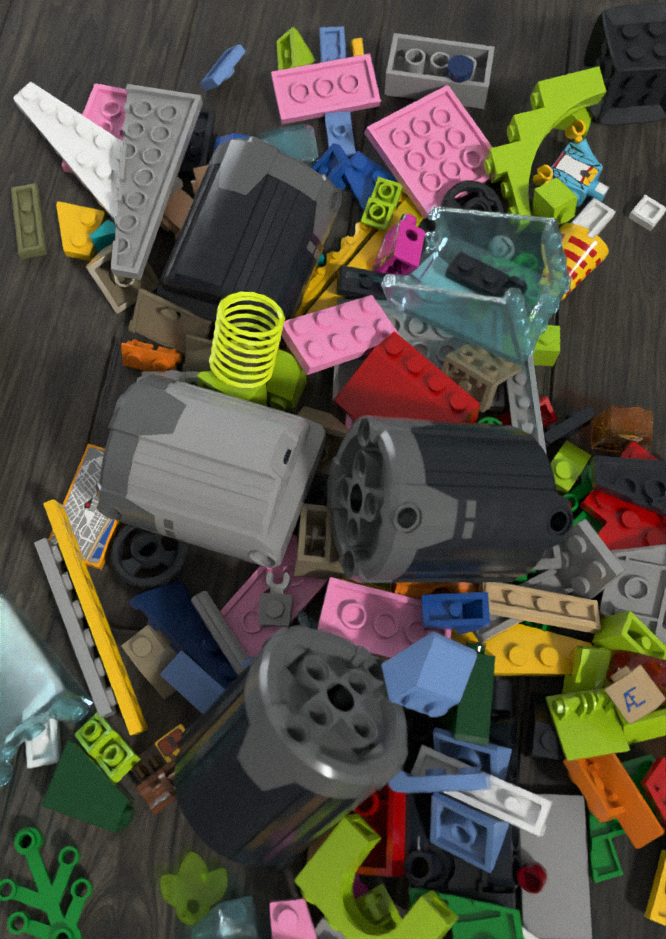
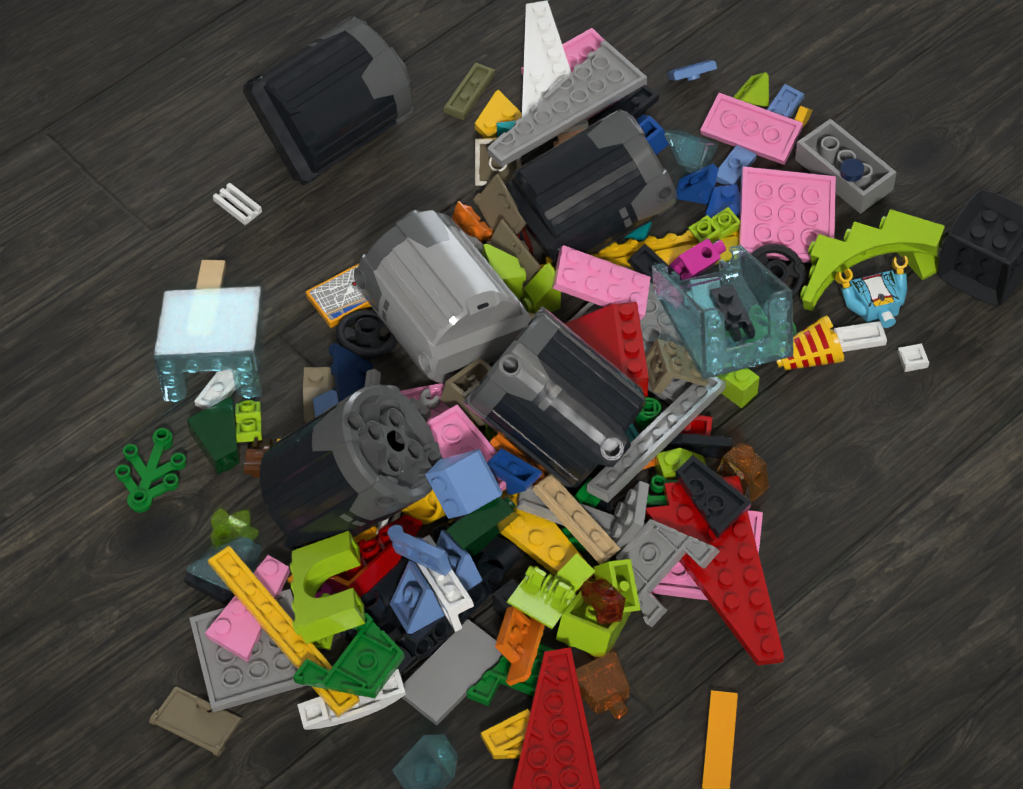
camera: 40 degrees right, 15 degrees down
(80, 636) = (286, 348): light grey plate -> none
(96, 618) = (303, 346): yellow tile -> none
(221, 344) = (524, 240): neon yellow piece -> none
(532, 877) = (431, 658): dark red hinge -> none
(554, 201) = (831, 298): lime slope -> none
(634, 693) = (581, 593): tan brick -> none

